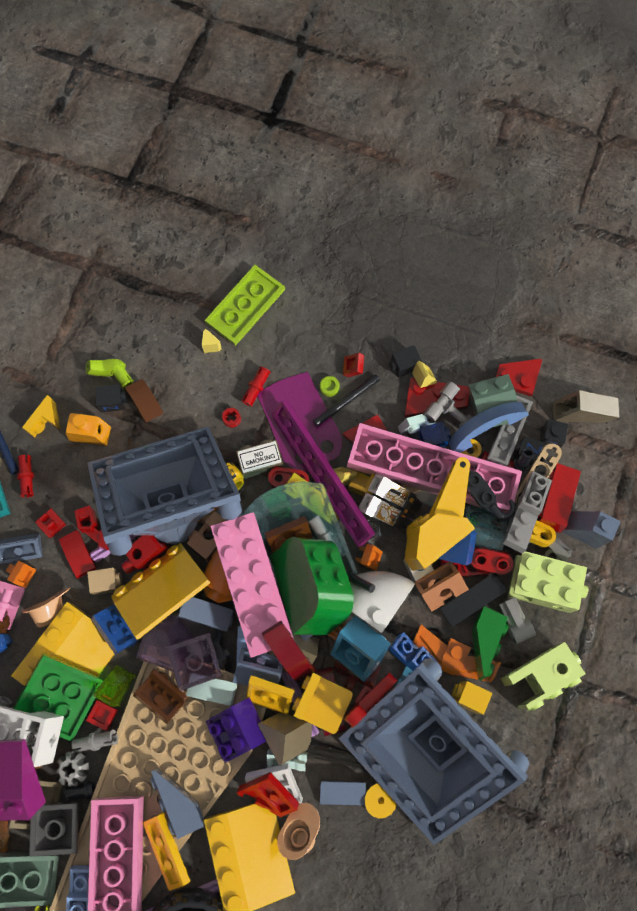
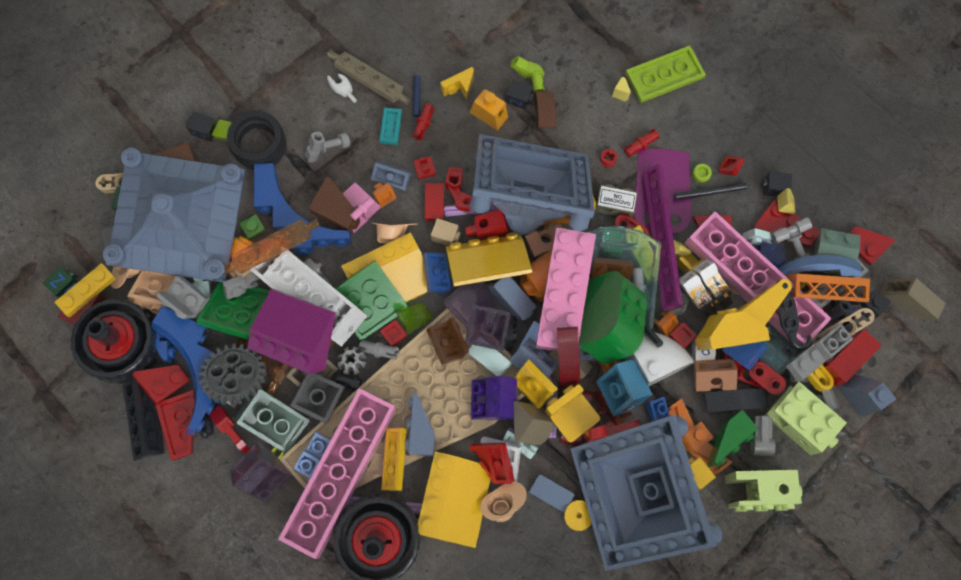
camera: 25 degrees right, 0 degrees up
(391, 560) = (683, 335): none -> red plate
(499, 435) = (828, 281): none -> orange fence

